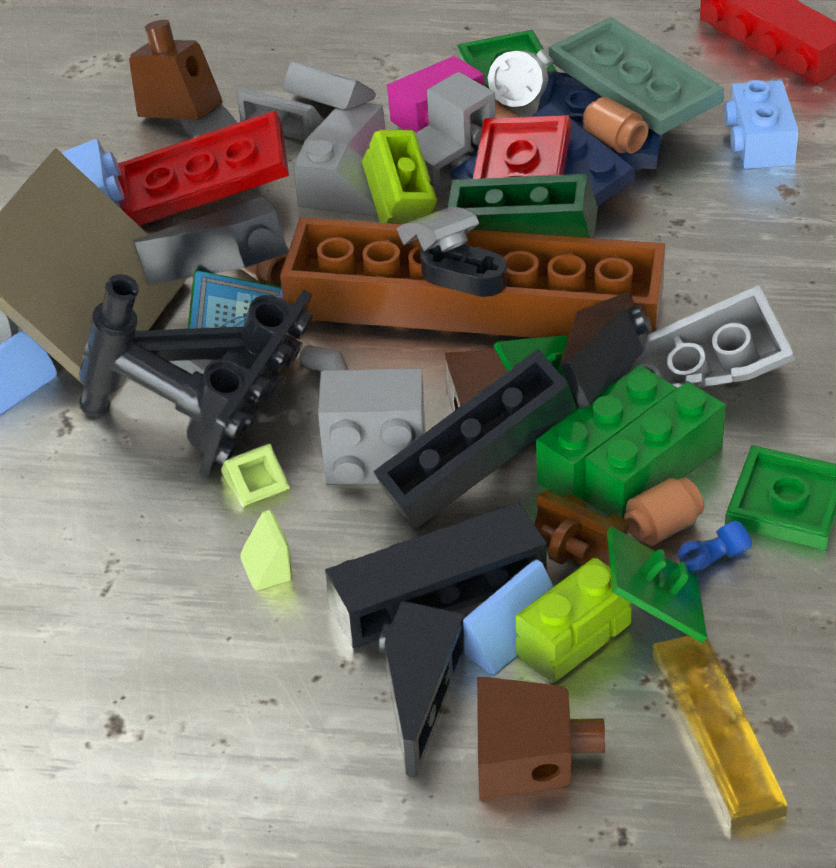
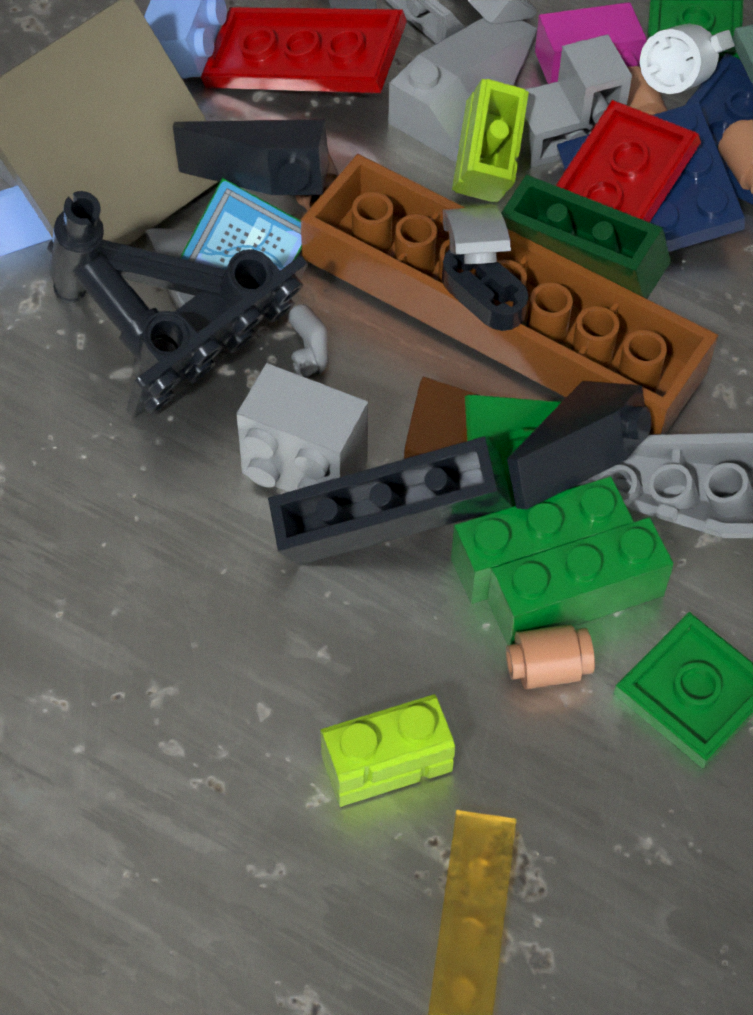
camera: 20 degrees right, 15 degrees up
(255, 475) = (175, 439): yellowish green slope -> none
(267, 553) = (137, 538): yellowish green slope -> none
(421, 662) = (210, 736): black slope -> none
(437, 570) = (283, 633): black brick -> none
(492, 625) = (299, 720): light blue slope -> none
(529, 737) = (270, 866): reddish brown torso -> none
(573, 529) = (446, 649): reddish brown hips -> none
(656, 584) = (486, 749): green piece -> none
(731, 540) = (603, 719): blue arm -> none

